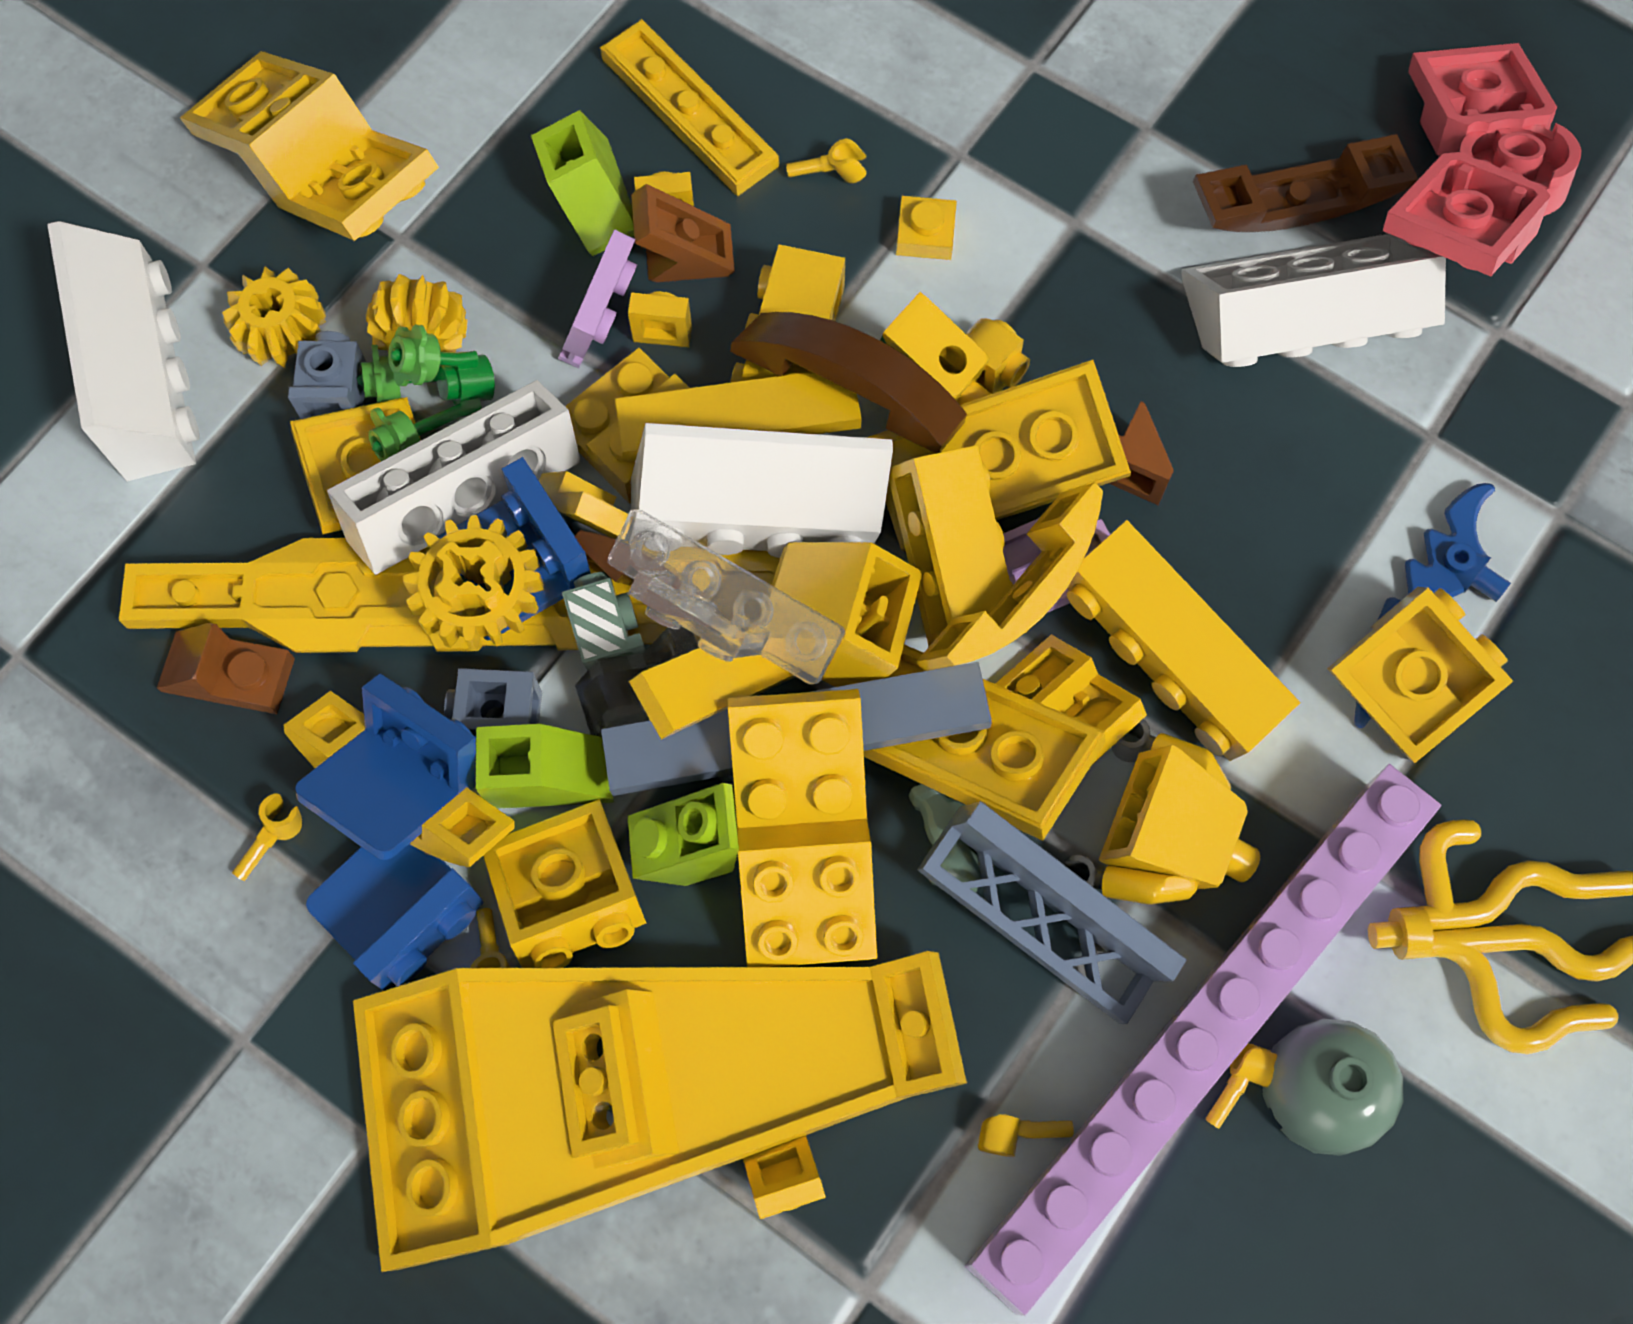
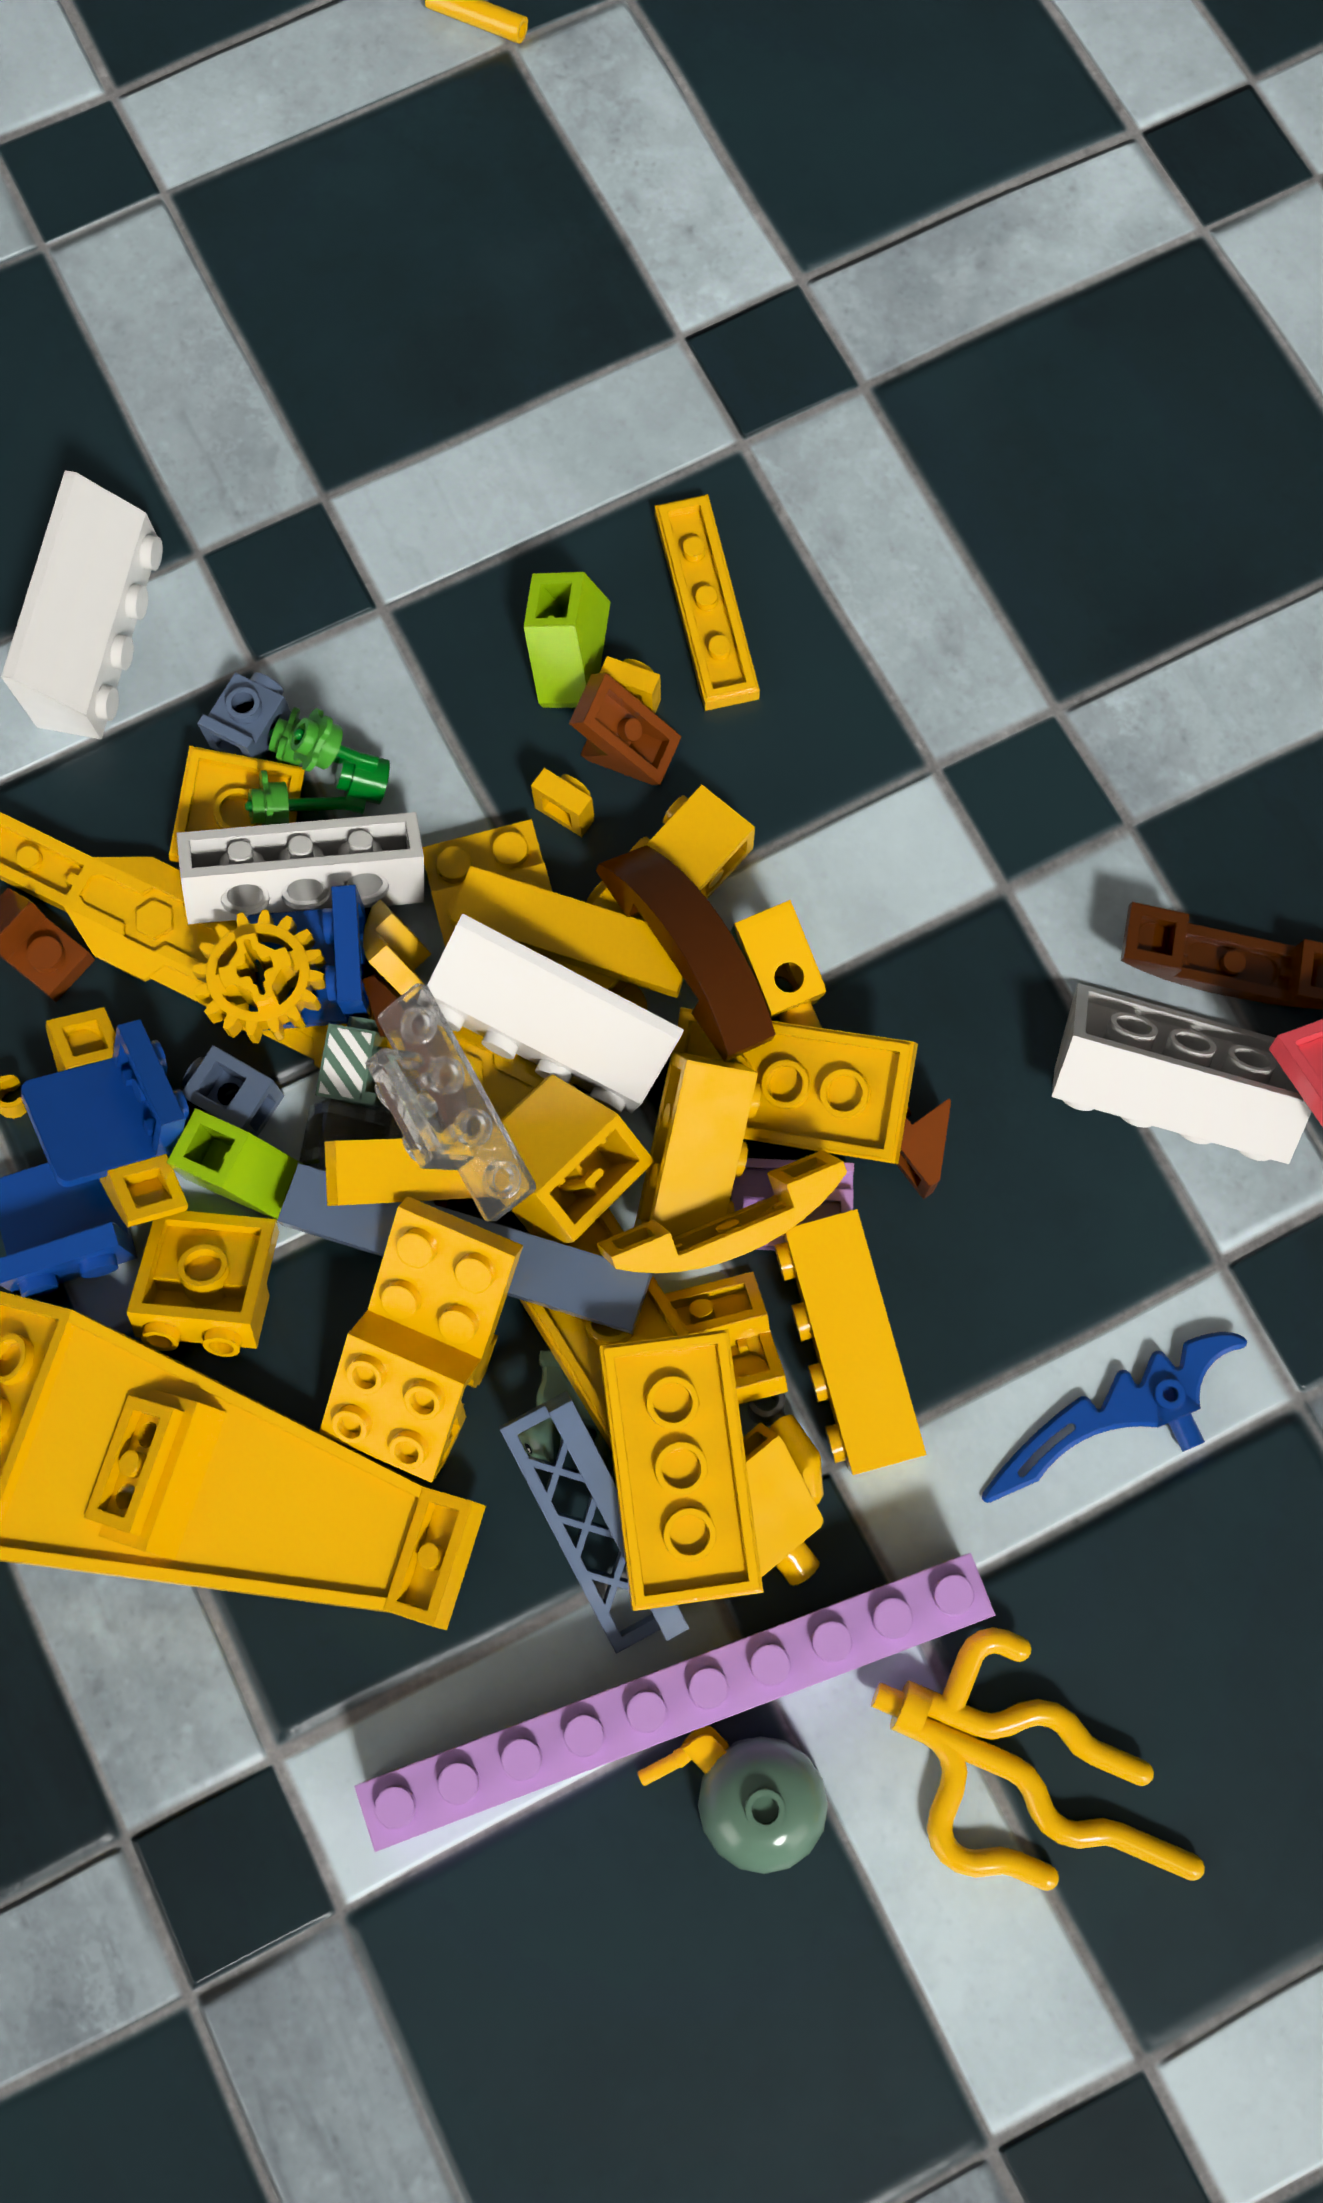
camera: 30 degrees right, 5 degrees up
(273, 316) = (234, 617): yellow gear -> none
(310, 145) = (337, 488): yellow bracket -> none
(418, 303) = (349, 697): yellow gear -> none
(489, 952) = (114, 1312): yellow hand -> none
(593, 317) = (500, 773): lavender plate -> none
(685, 838) = (318, 1293): lime slope -> none
(783, 1177) = (252, 1626): yellow plate -> none
(842, 157) = (812, 721): yellow hand -> none
(926, 227) = (859, 826): yellow plate -> none
(1001, 1133) = (457, 1686): yellow hand -> none
(1004, 351) = (848, 984): yellow plate -> none
(1108, 816) = (680, 1470): none -> yellow tile
(1422, 671) = (1062, 1482): yellow plate -> none

